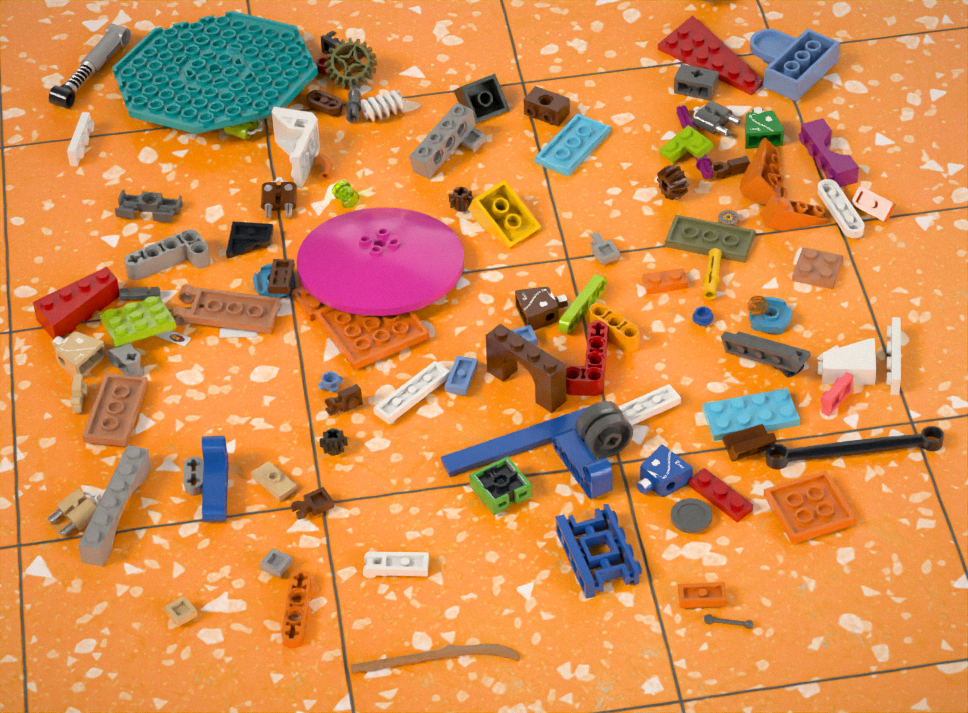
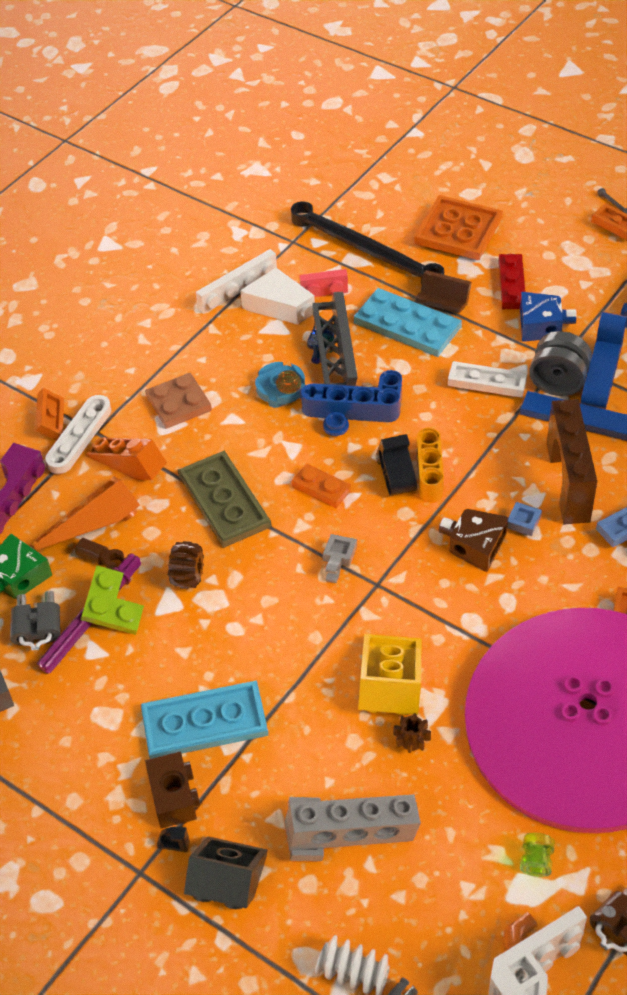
camera: 135 degrees left, 5 degrees up
(519, 94) = (174, 839): none -> black tile
(582, 304) = (400, 516): lime beam -> none
(590, 379) = (502, 433): red beam -> none
(635, 308) = (396, 465): none -> black tile
(691, 515) = (556, 278): dark grey piece -> none
(694, 341) = (356, 402): none -> blue beam
(711, 279) = (282, 450): yellow pin -> none
(728, 217) = (182, 503): tile -> none

